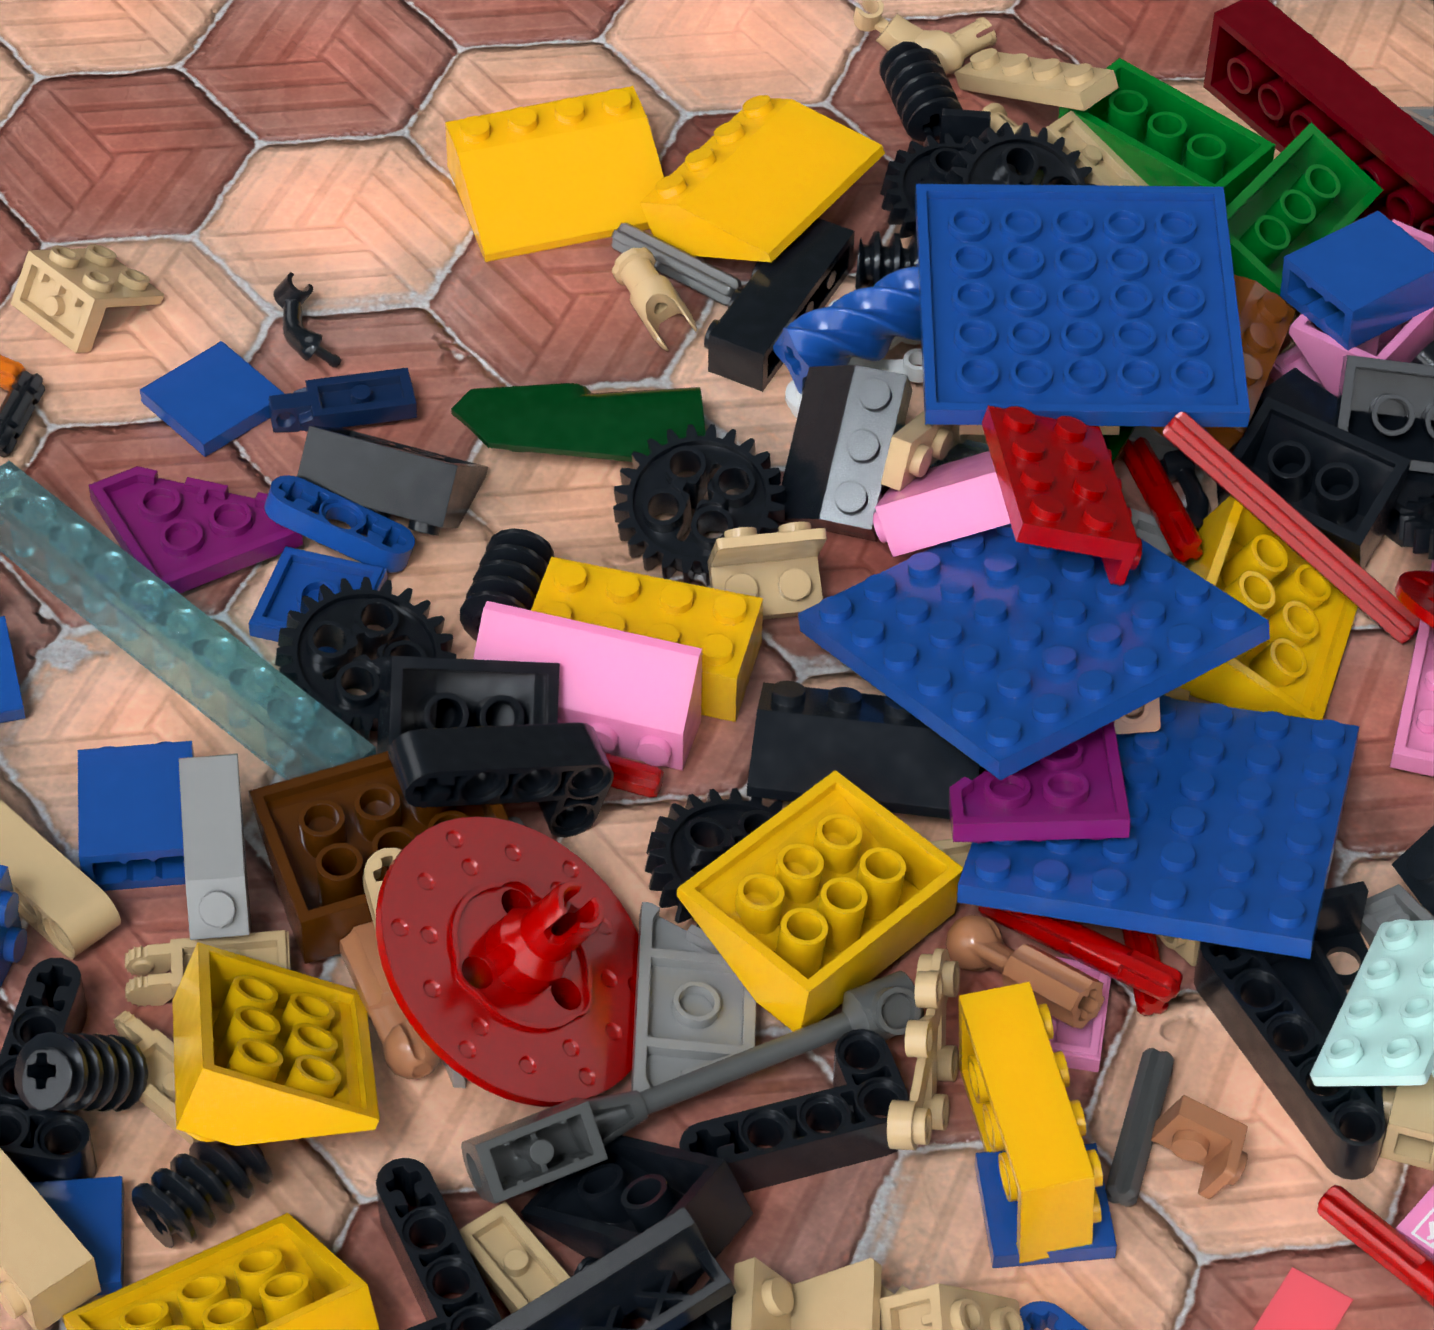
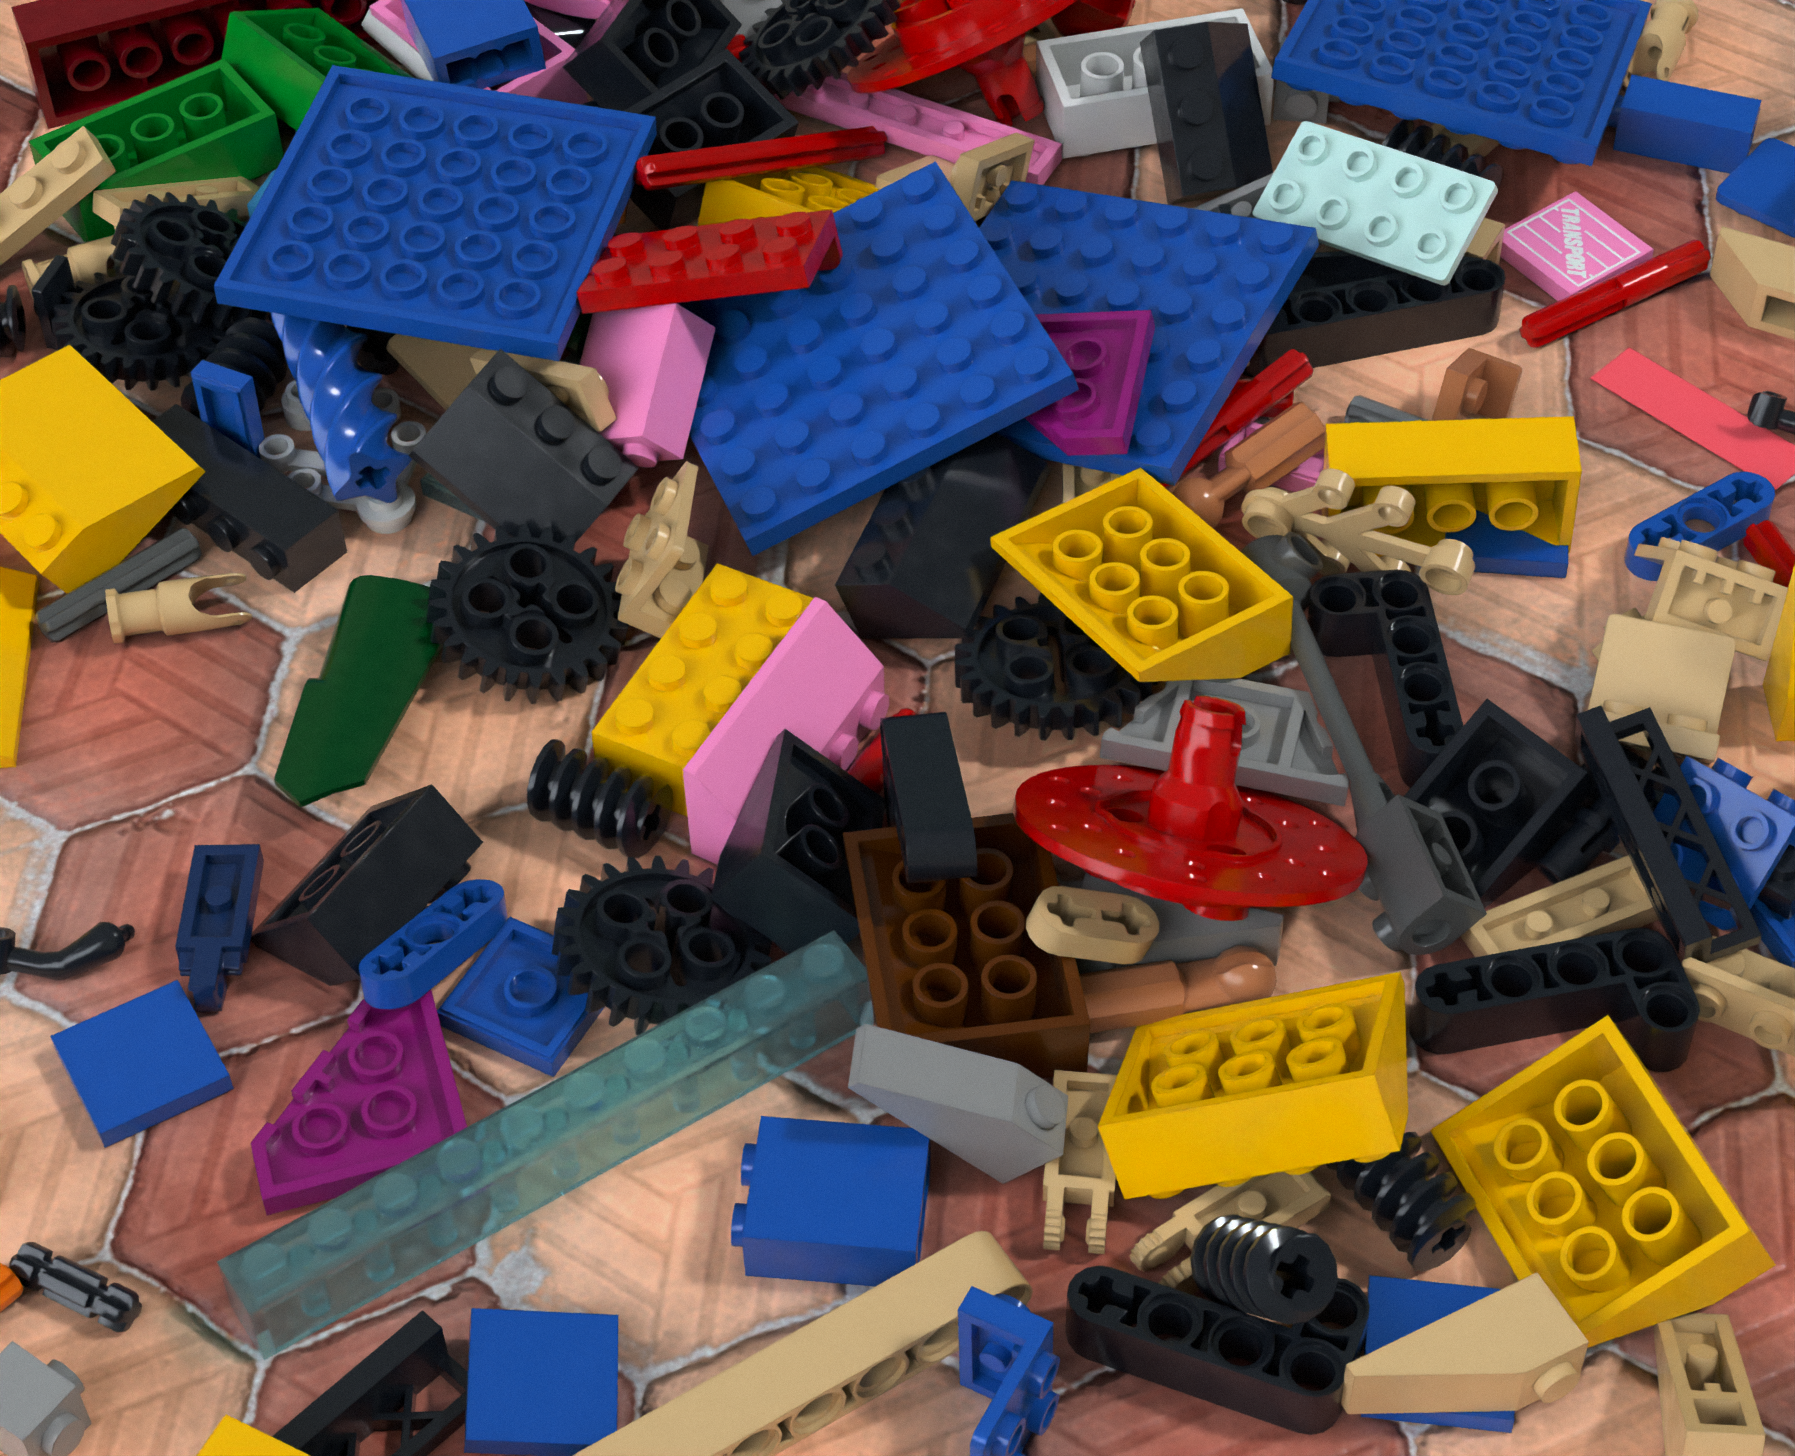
camera: 75 degrees left, 0 degrees up
(847, 254) = (229, 404): none -> blue tile
(1349, 686) = (979, 173): none -> tan bracket

